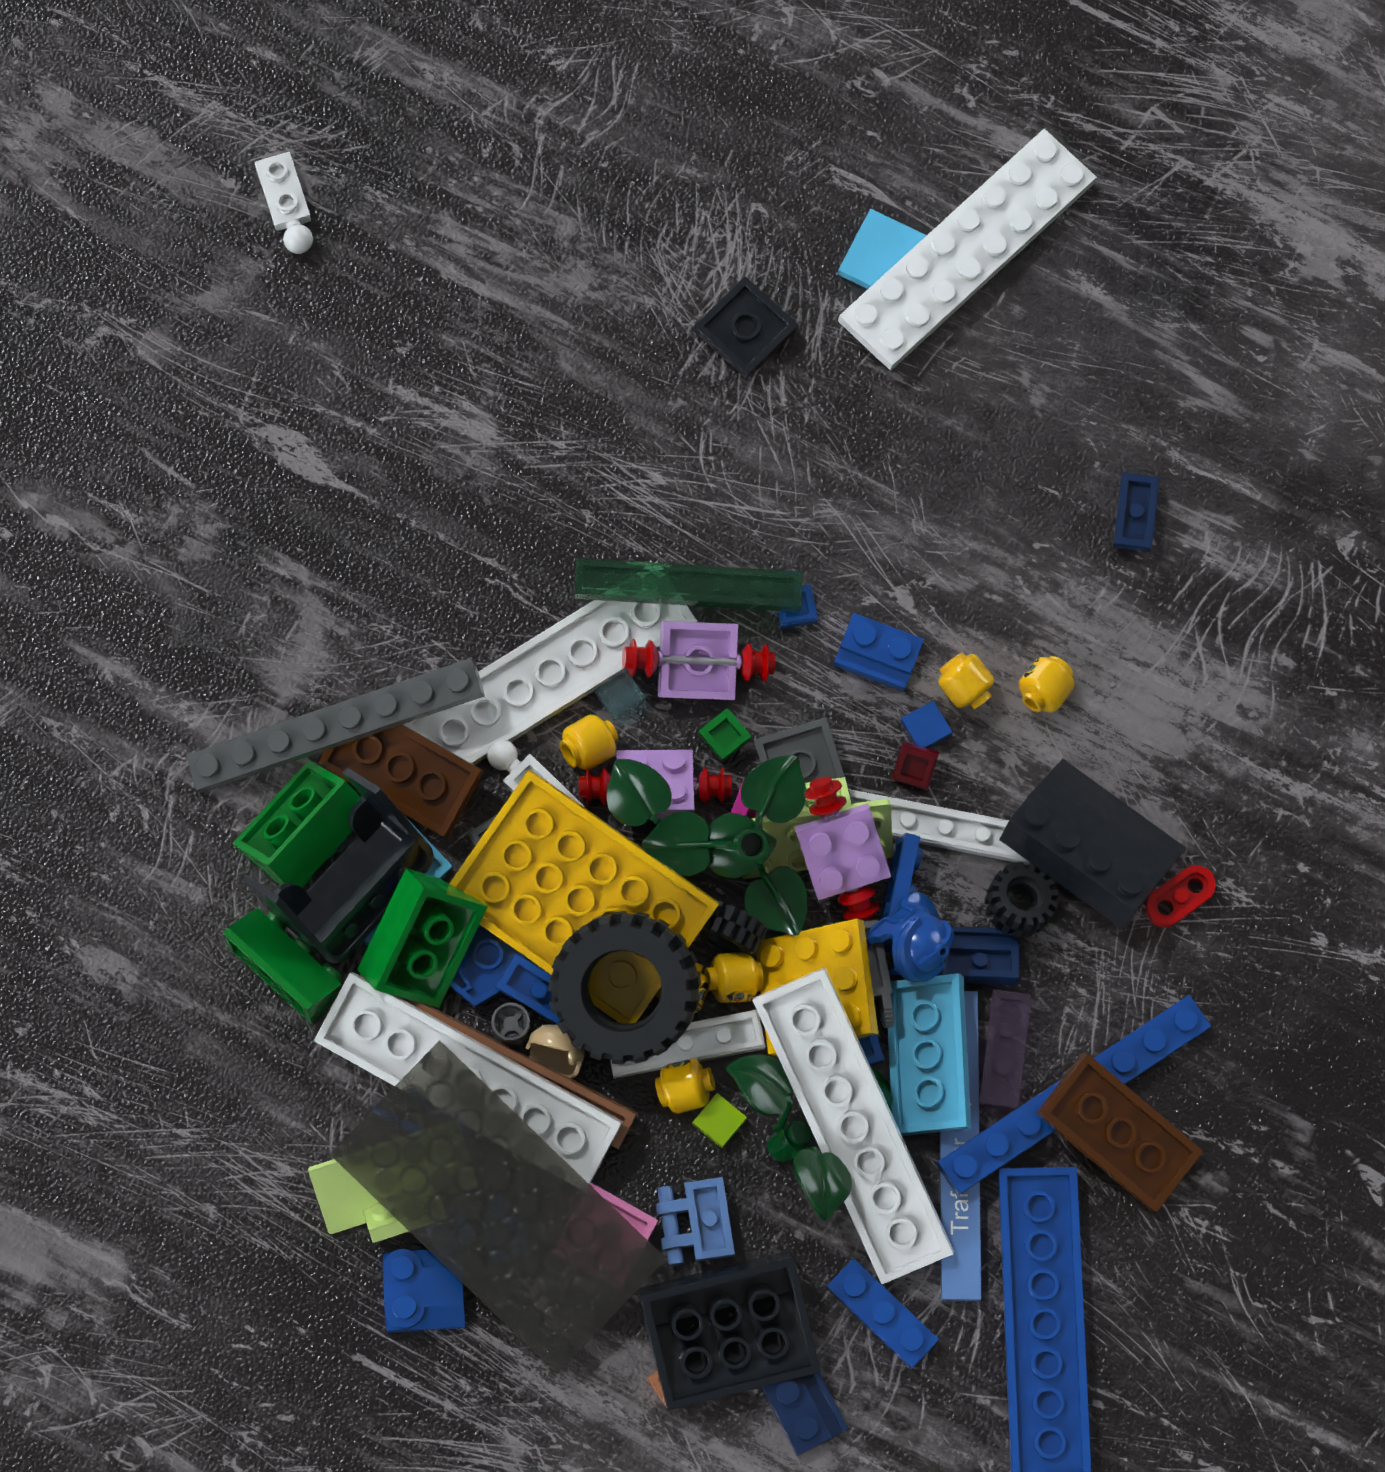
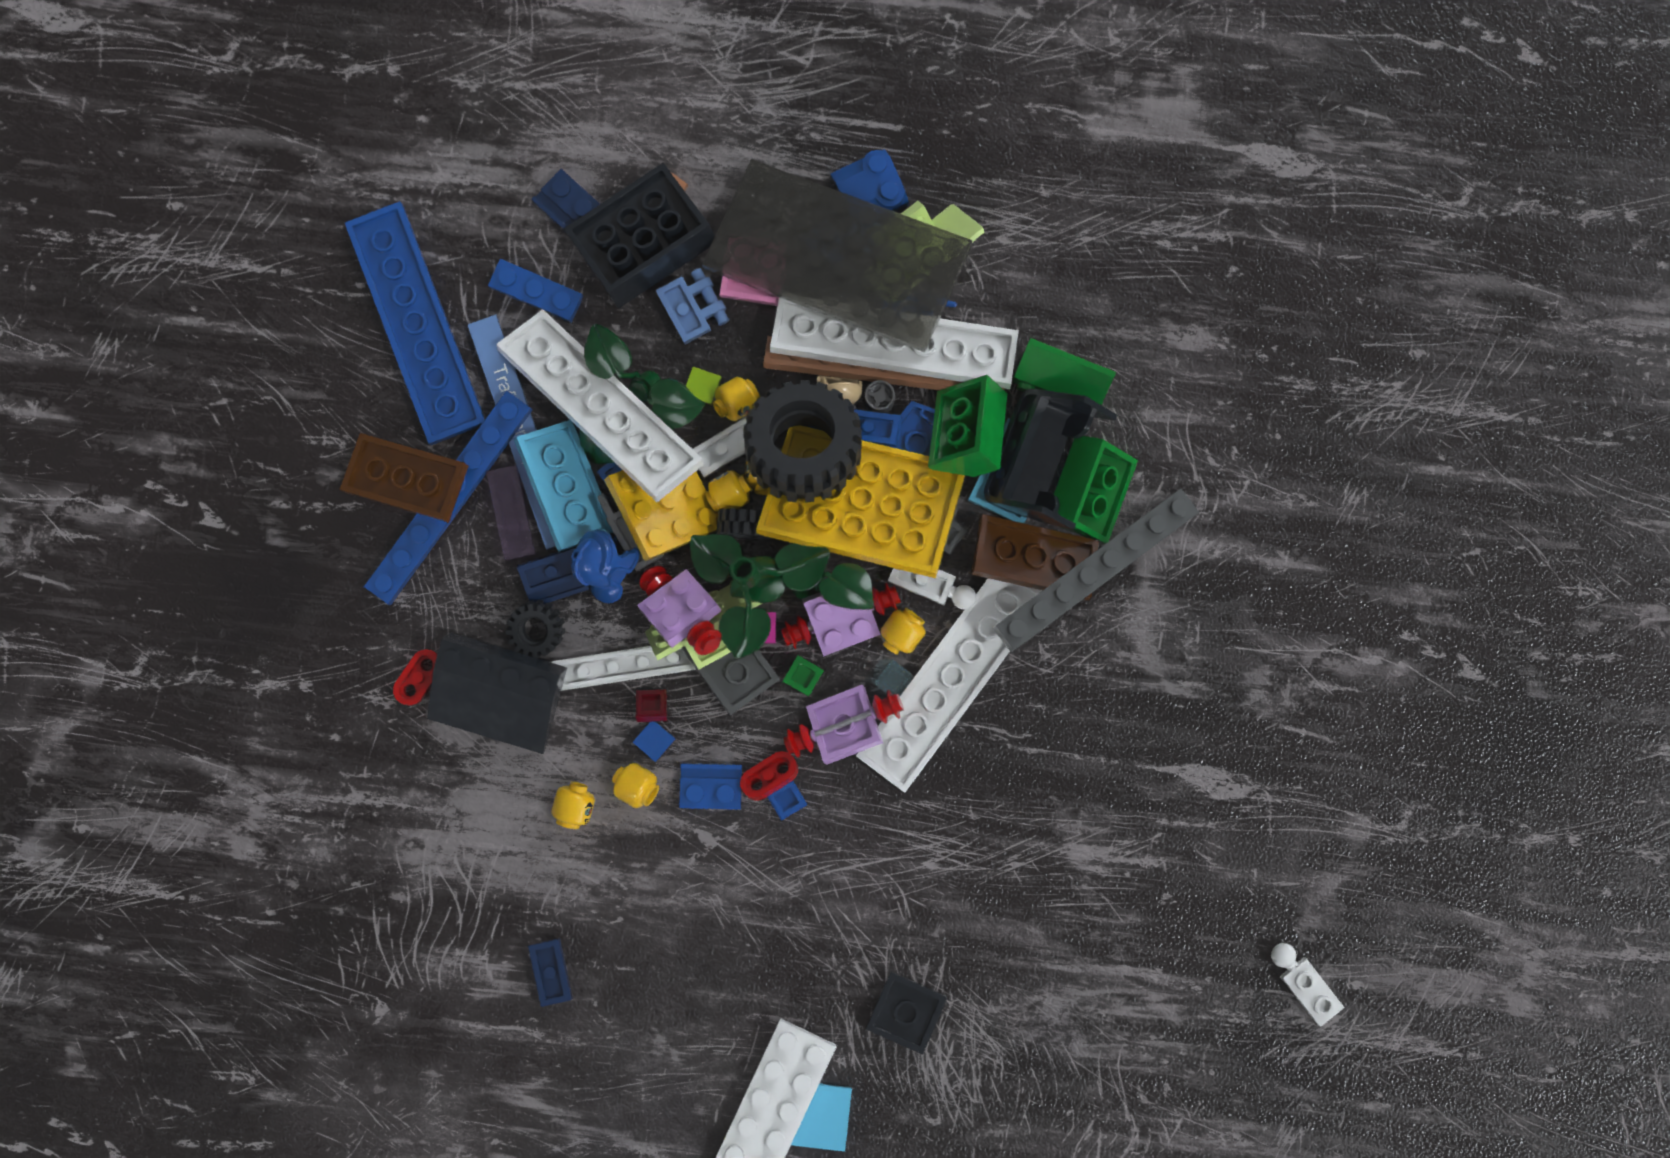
camera: 165 degrees right, 10 degrees up
(688, 585) = (873, 779): clear green plate -> none
(805, 637) = (768, 773): none -> red plate
(904, 861) = (633, 628): blue plate -> none

